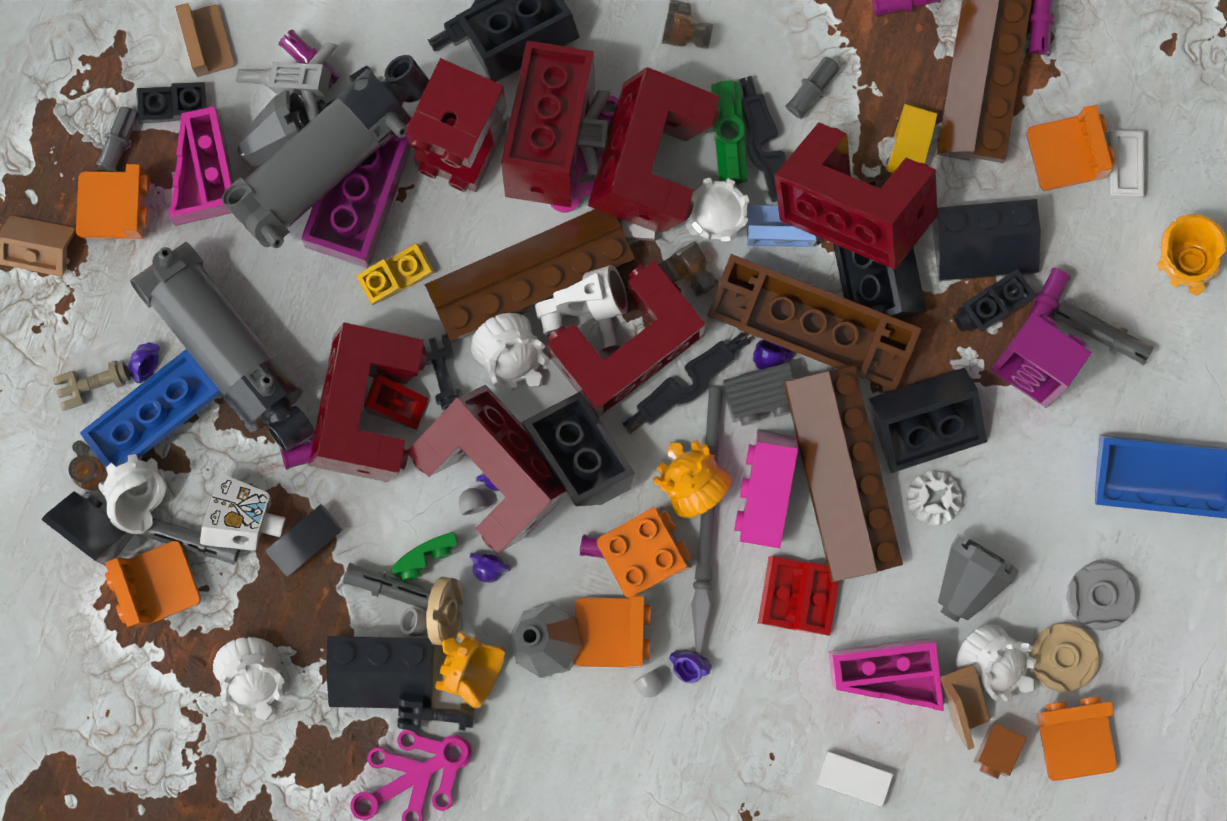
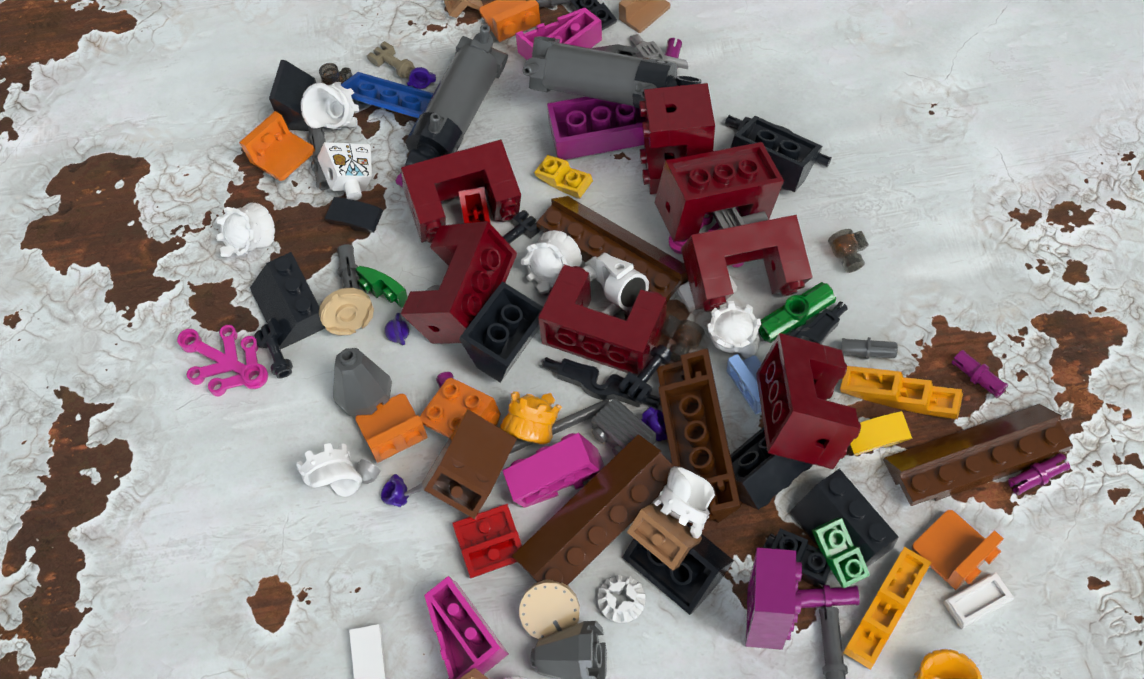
camera: 65 degrees right, 20 degrees down
(470, 668) = (313, 347): light orange hair -> none
(636, 722) = (331, 468): none -> white hair
(701, 304) = (660, 355): none -> black hinge
(720, 573) = (469, 464): none -> reddish brown slope
(882, 86) = (902, 393): none -> light orange slope
(888, 377) = (686, 498): none -> white hair
(910, 419) = (662, 535): none -> medium nougat panel
(913, 575) = (548, 608): none -> tan tile
(1019, 263) = (840, 554): none -> slope
(1087, 252) = (887, 608): none -> light orange slope

